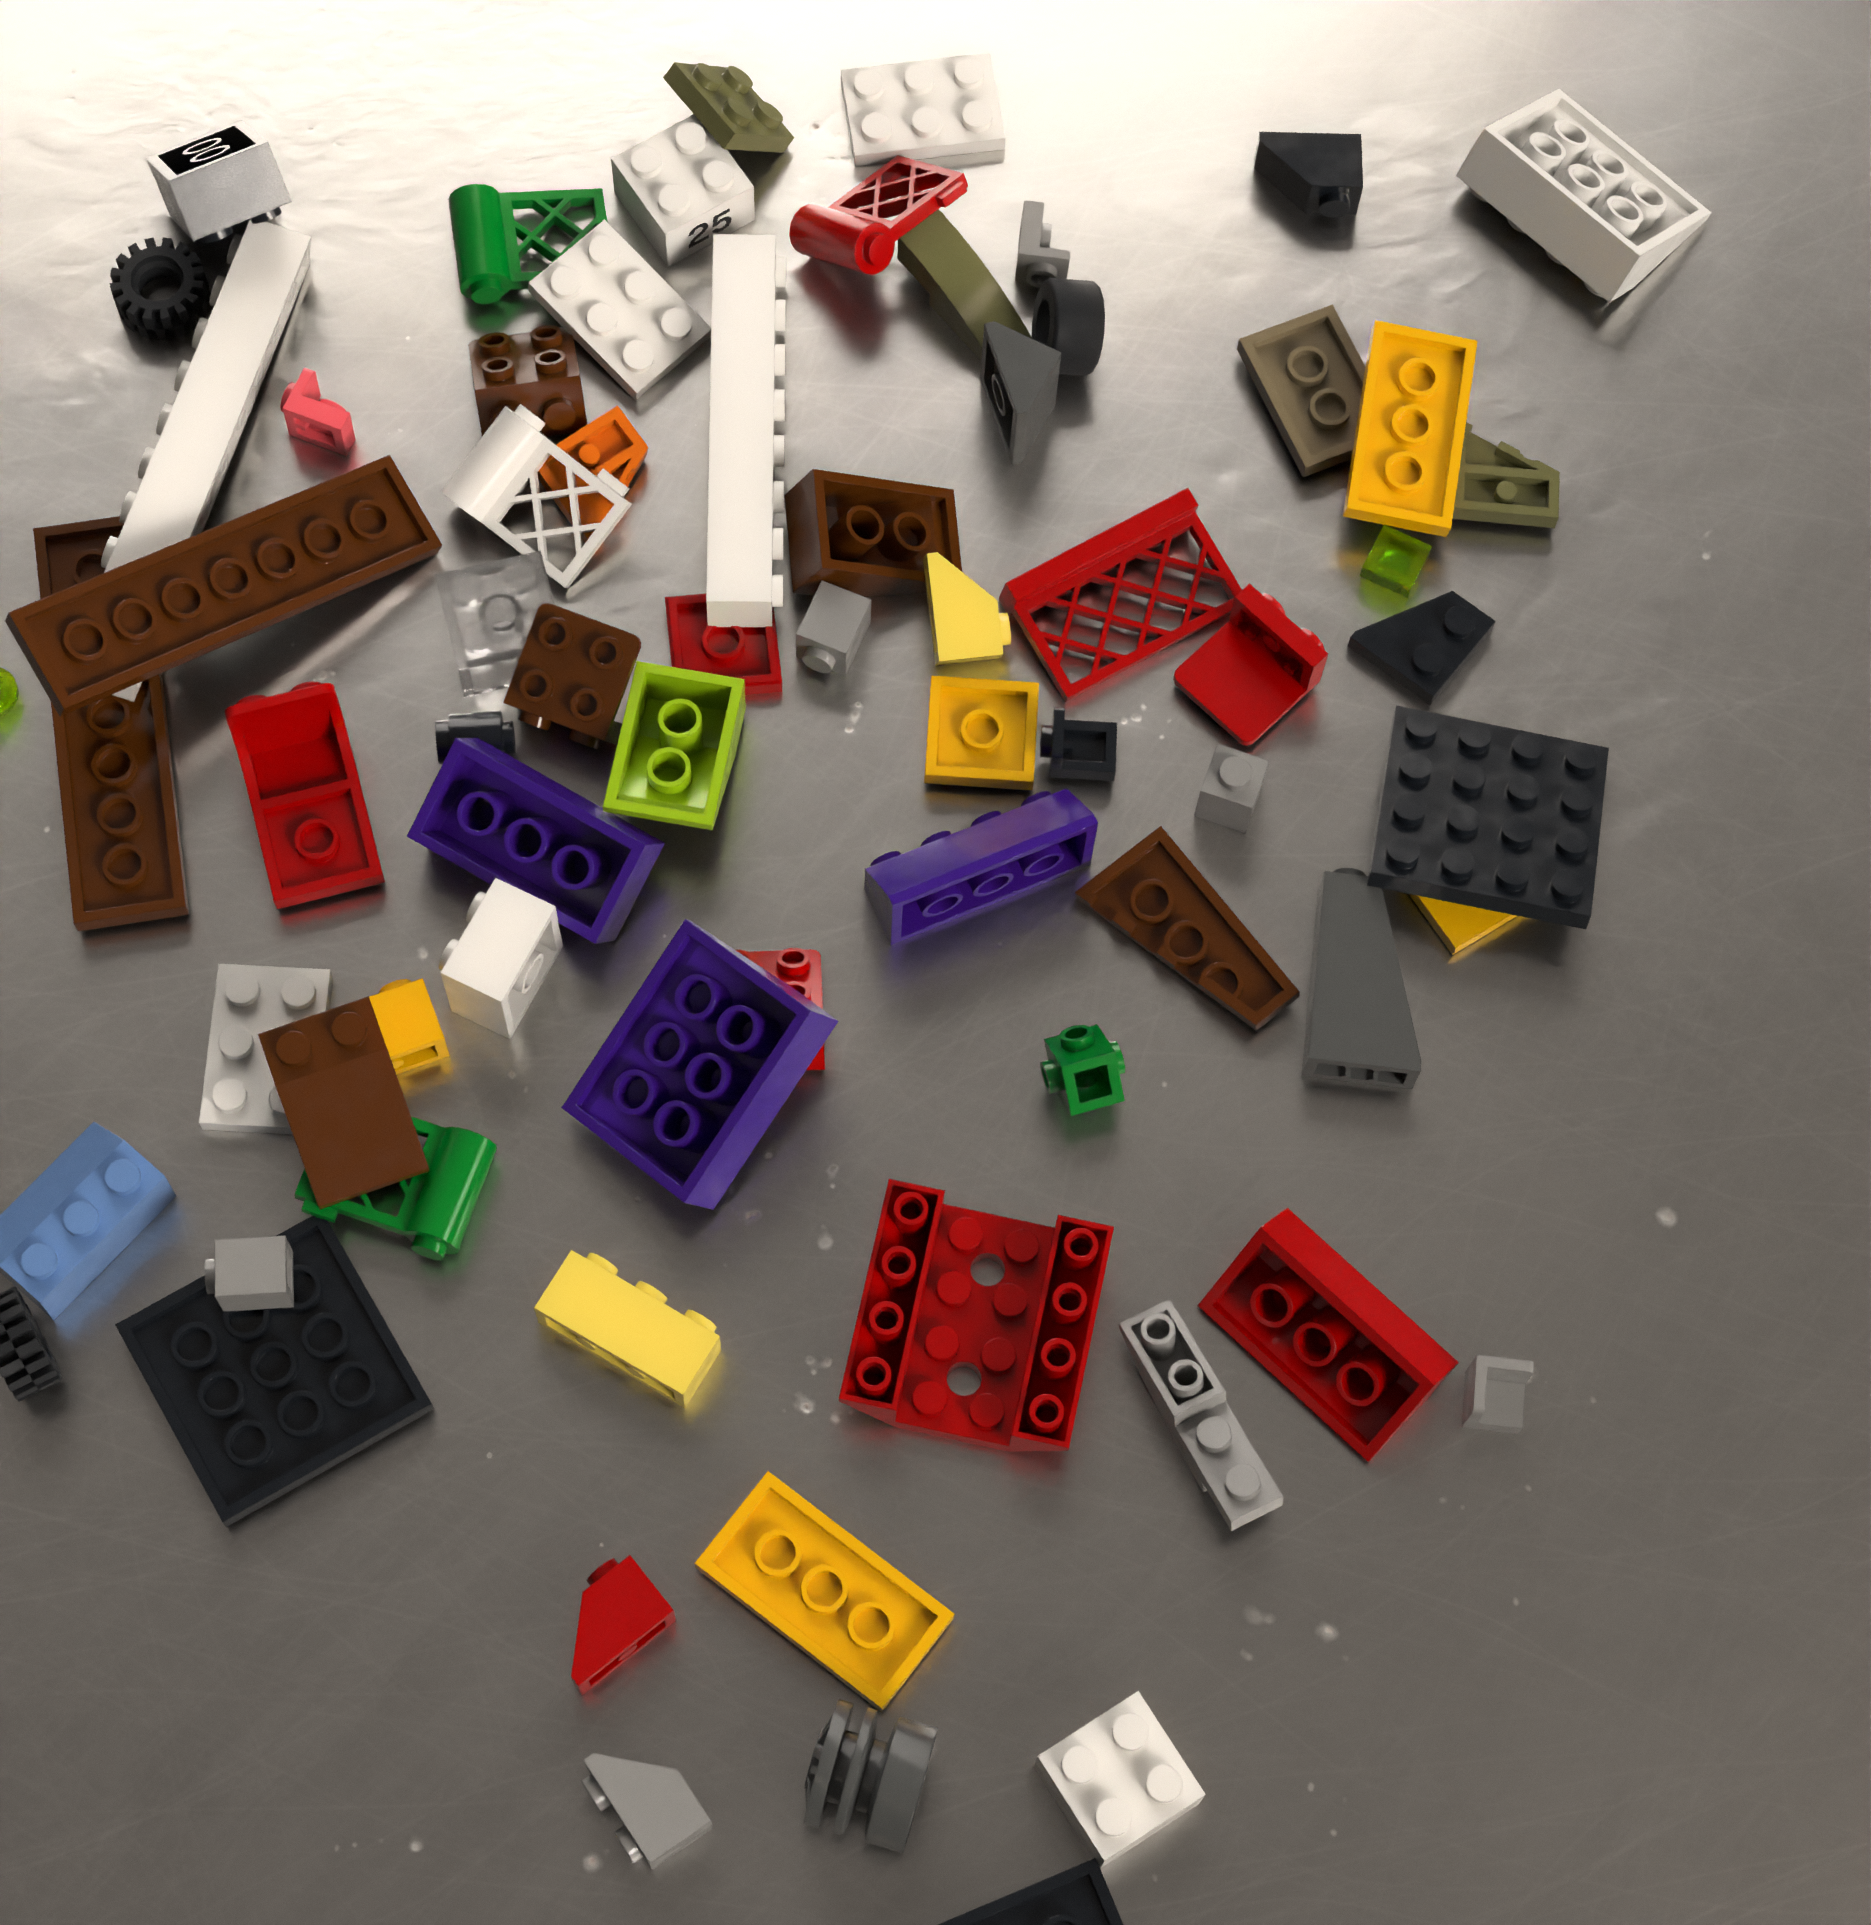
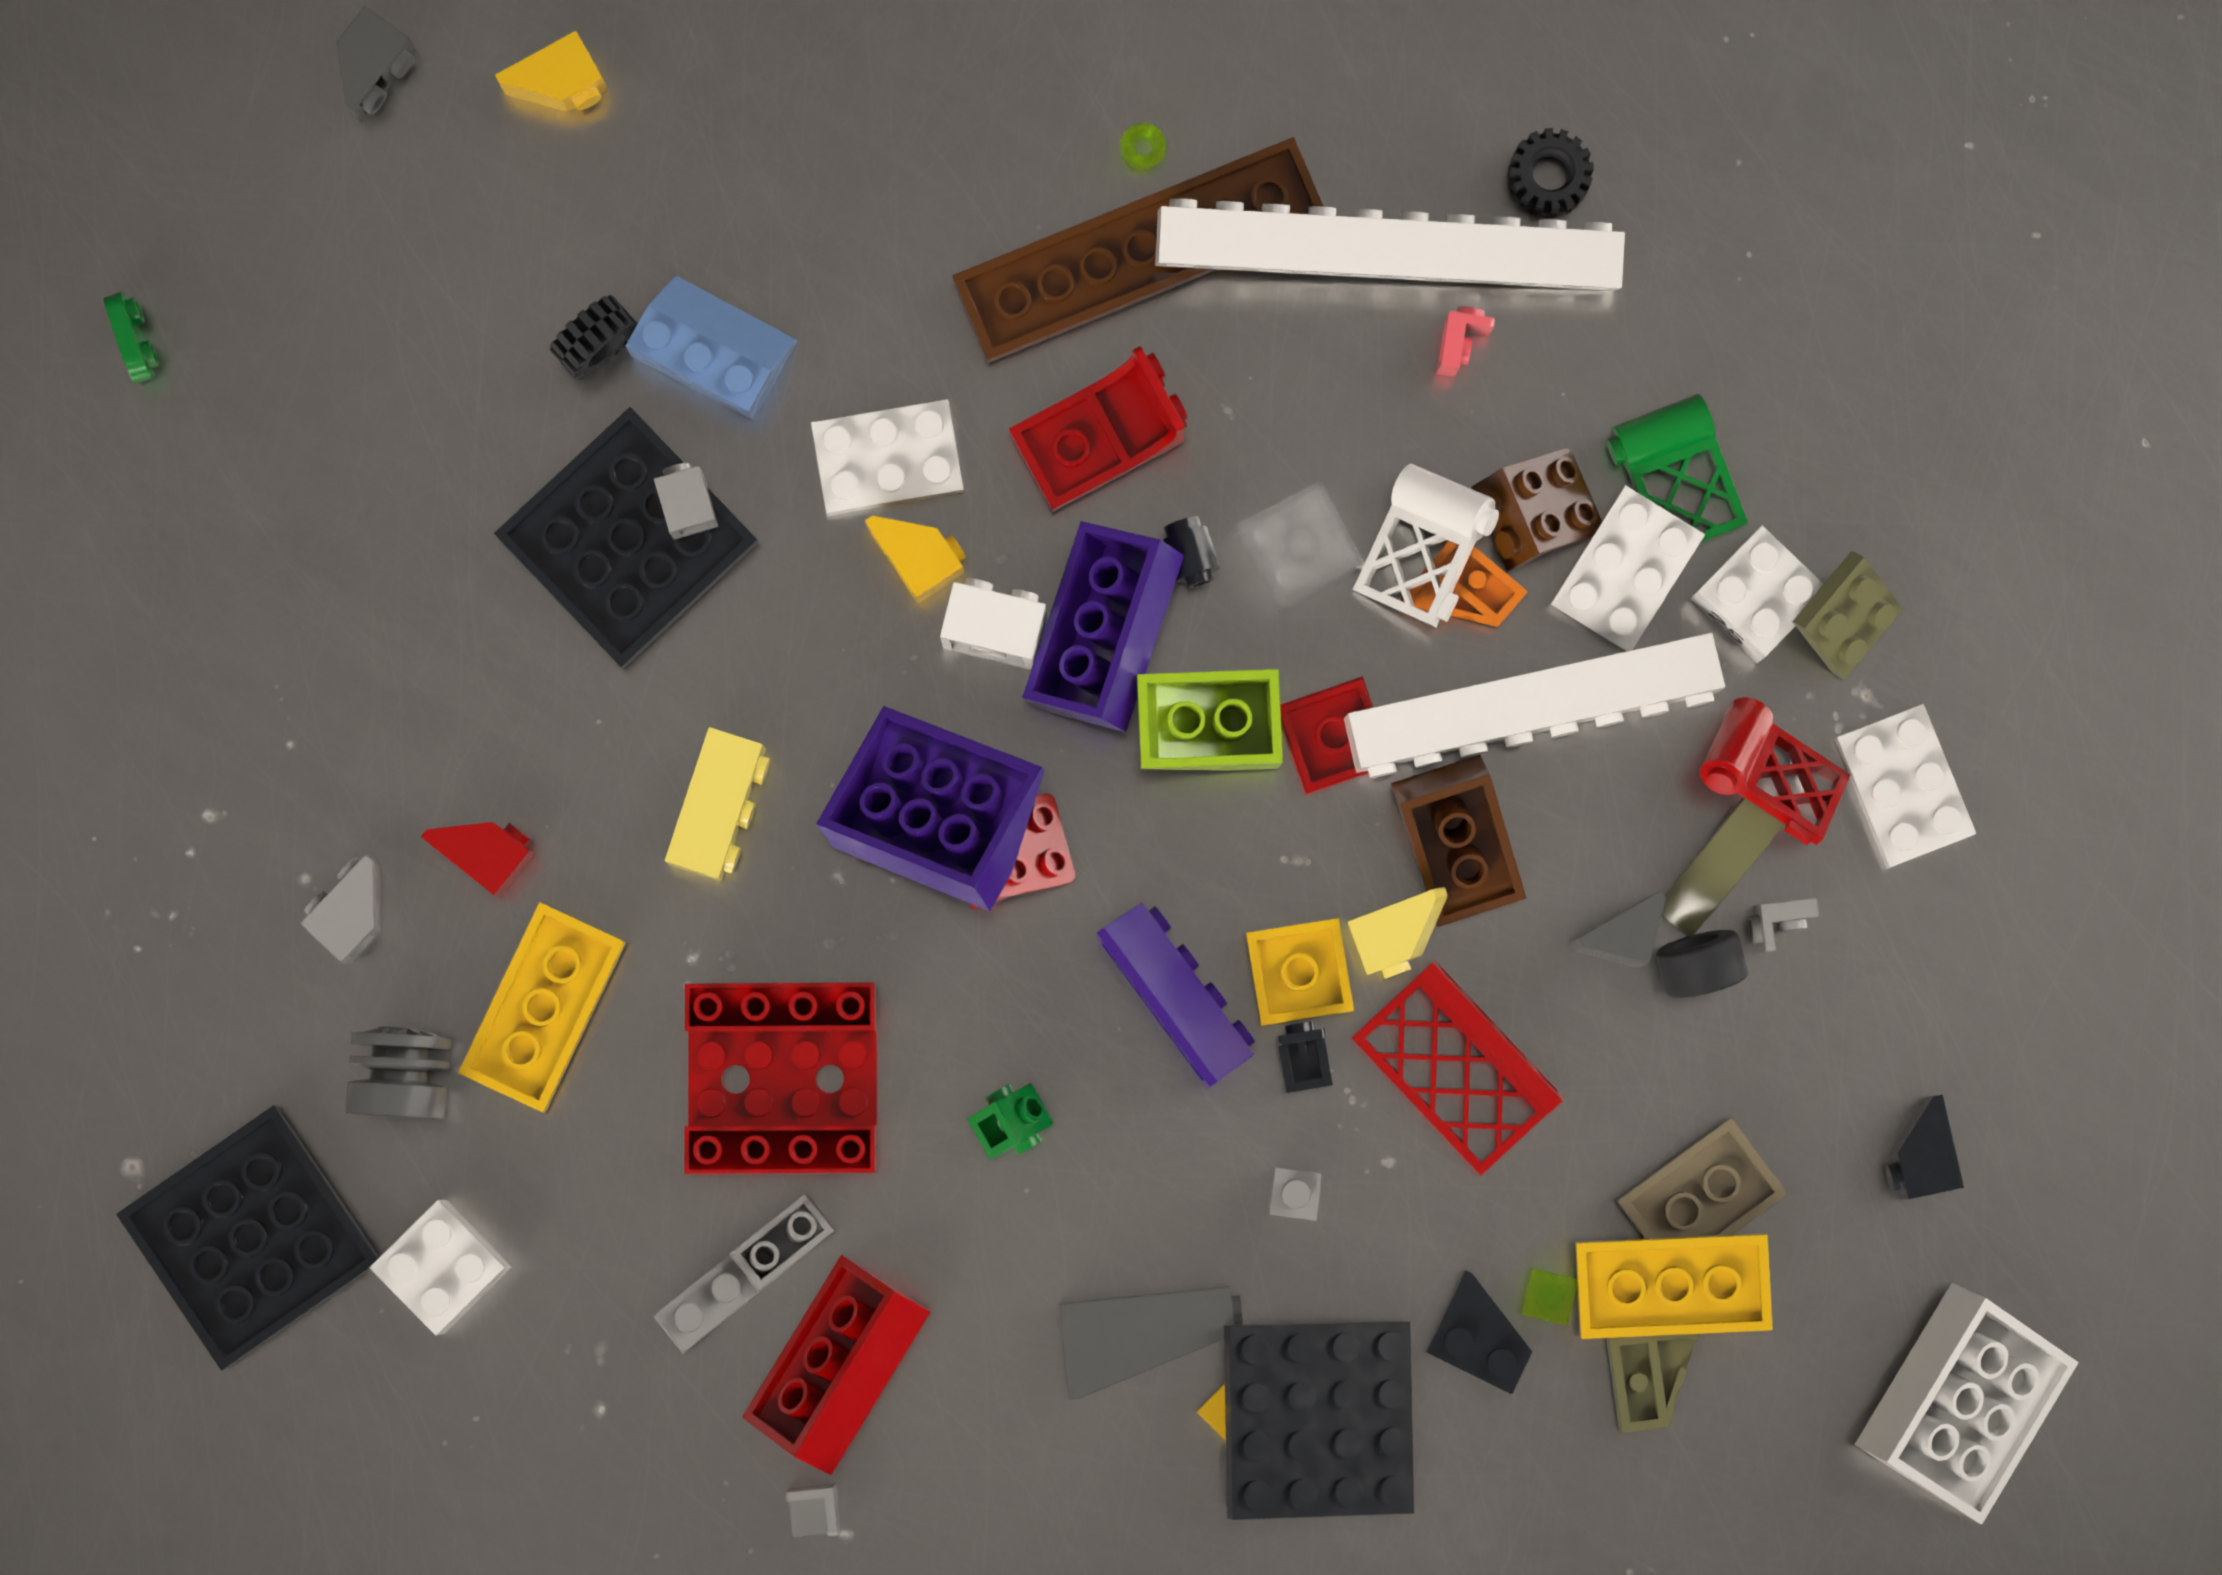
camera: 80 degrees right, 15 degrees up
(220, 182) = (1646, 195): brick -> none
(222, 585) = (1264, 313): reddish brown plate -> none
(343, 1102) = (835, 534): reddish brown slope -> none
(436, 1202) = (798, 628): green piece -> none
(573, 675) = (1255, 619): reddish brown bracket -> none
(833, 629) = (1362, 825): light grey brick -> none
(1183, 922) = (1171, 1172): reddish brown wing -> none
(1252, 667) = (1411, 1188): red bracket -> none

